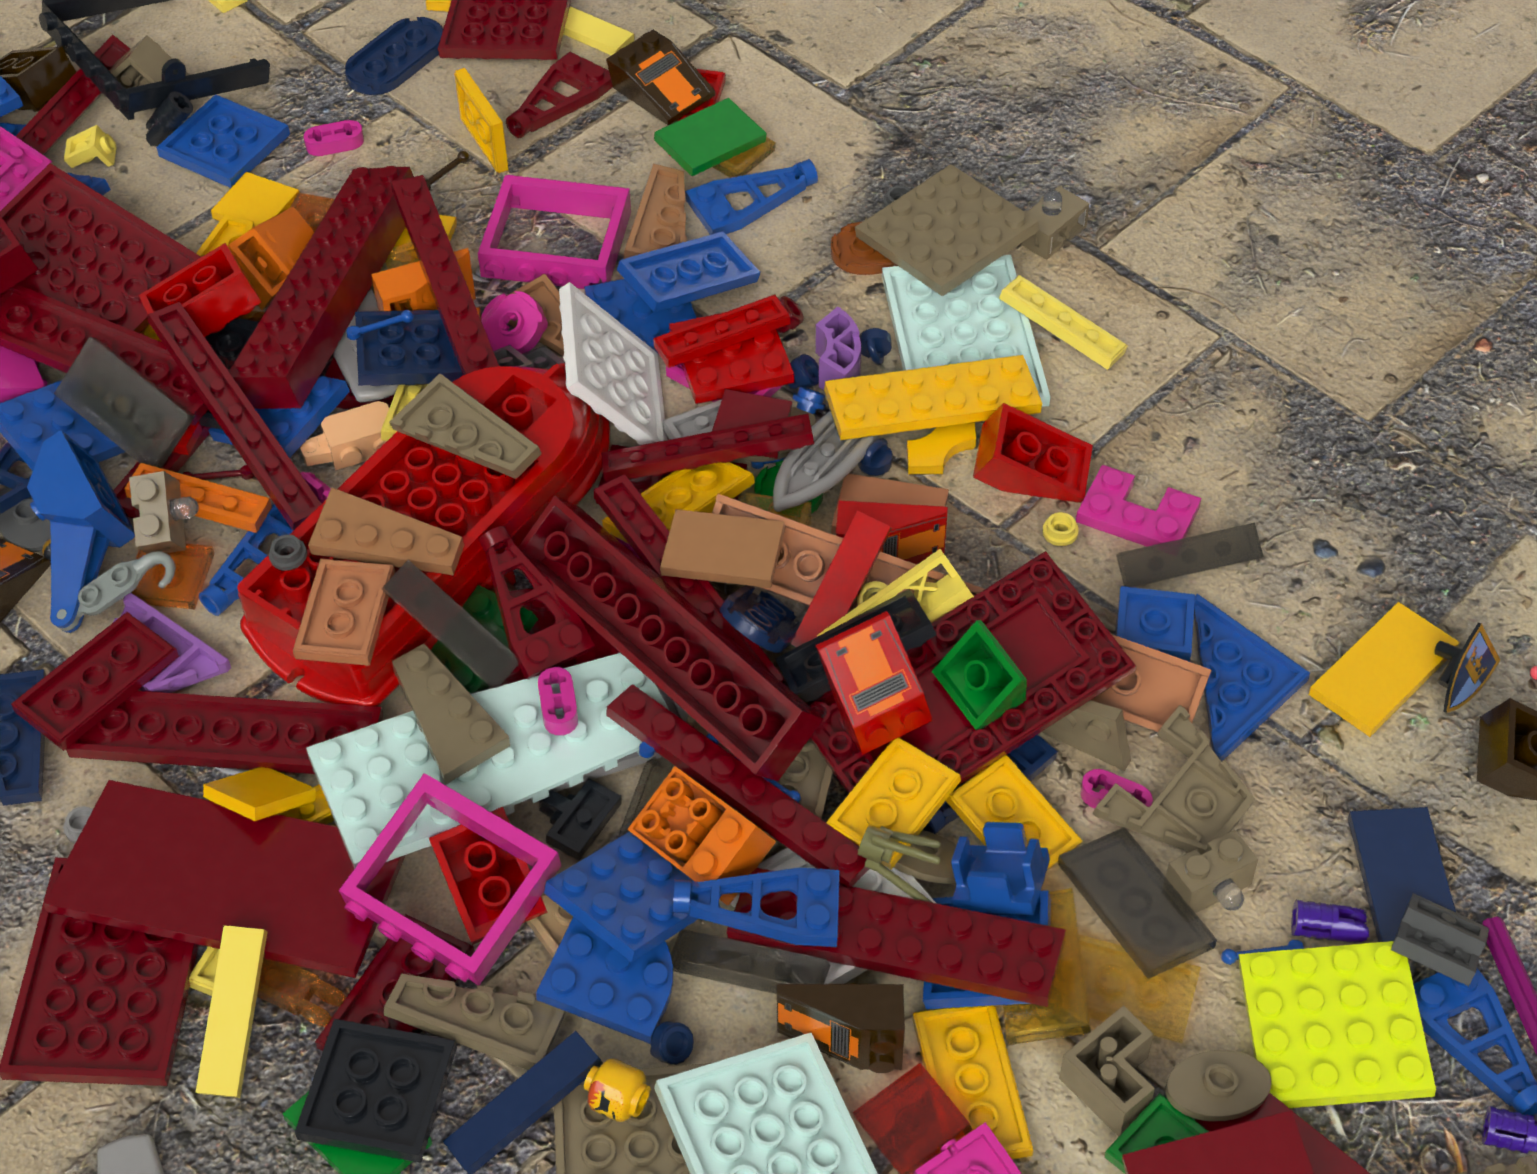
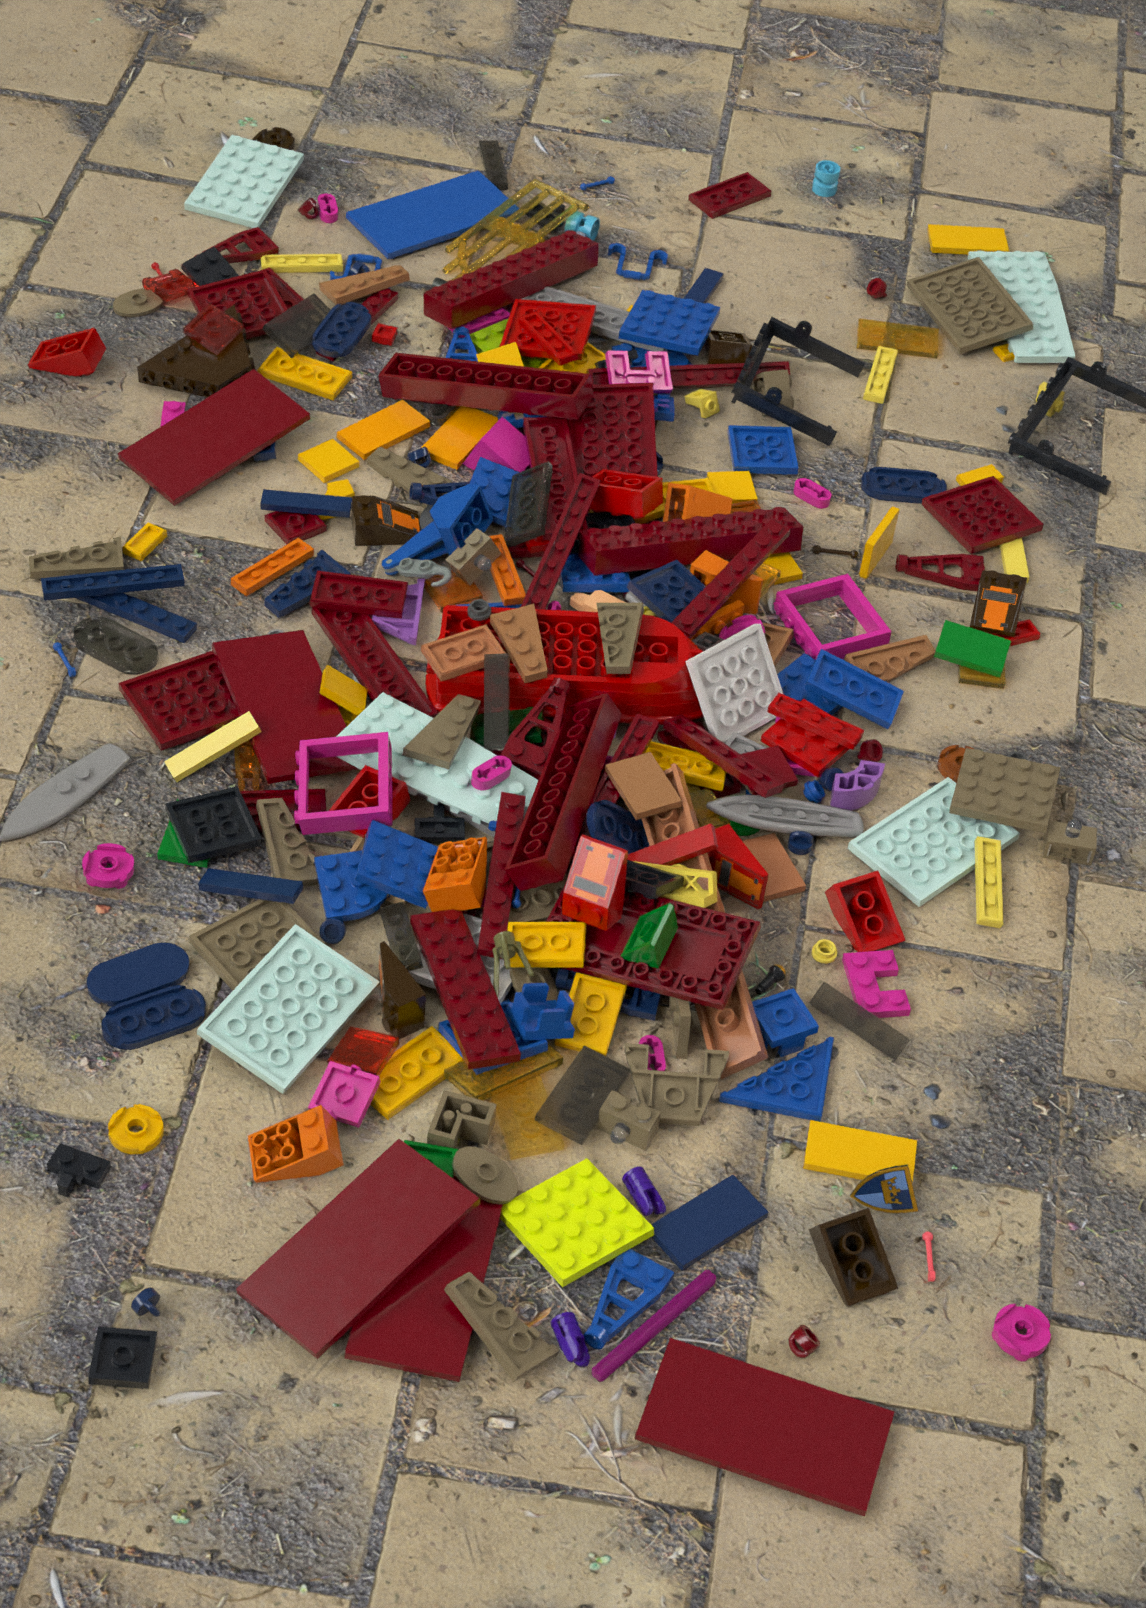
camera: 50 degrees right, 5 degrees down
(167, 117) = (752, 416): black hinge -> none
(354, 332) = (659, 565): blue hinge -> none
(617, 1090) = (281, 914): yellow head -> none
(718, 215) = (926, 679): blue plate -> none
(816, 904) = (441, 941): blue plate -> none
(875, 344) = (885, 801): dark blue tile -> none
(930, 396) = (862, 841): yellow plate -> none
(932, 452) = (829, 867): yellow tile -> none
(1230, 956) = (583, 1155): blue hinge -> none
(1440, 939) = (669, 1246): dark grey slope -> none

